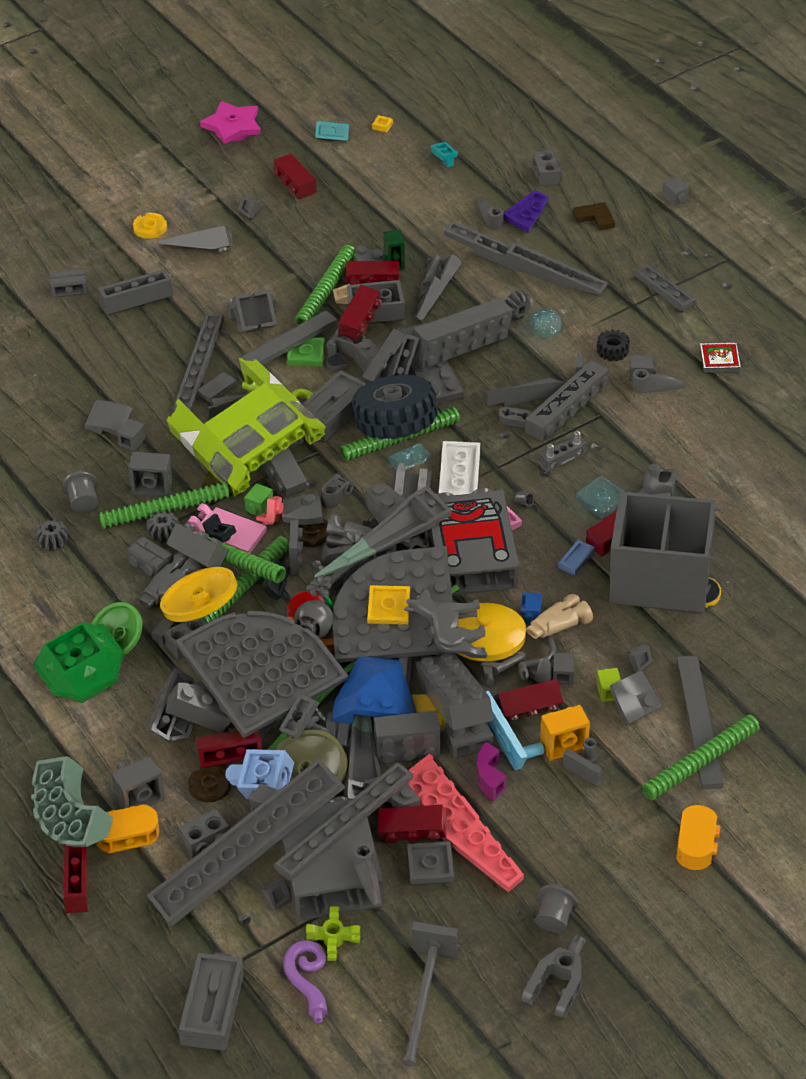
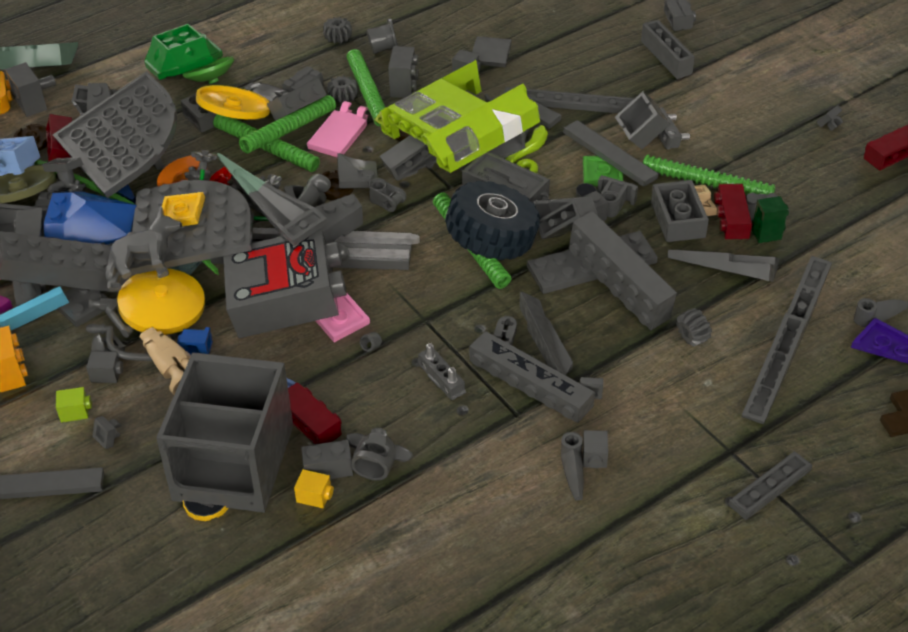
camera: 90 degrees right, 0 degrees up
(150, 225) = (785, 58): yellow tile -> none
(210, 239) = (763, 92): dark grey wedge -> none
(217, 529) = (327, 117): black bracket -> none
(257, 499) = (373, 144): bright green brick -> none
(274, 511) = (353, 148): coral bracket -> none
(276, 589) = (266, 161): black plate -> none
(295, 547) = (296, 162): dark grey plate -> none
(315, 617) = (183, 168): dark grey brick -> none
(359, 312) = (639, 184): dark red brick -> none
(409, 457) = (438, 250): clear light blue plate -> none
(459, 467) = (413, 286): white plate -> none
(529, 699) = (63, 336): dark red brick -> none
(546, 322) = (672, 358): clear light blue hair -> none
(600, 496) = (367, 407): clear light blue plate -> none
(610, 338) = (639, 413): black tyre -> none
(634, 697) = (44, 421): dark grey plate -> none
(720, 357) = (632, 540): tile -> none

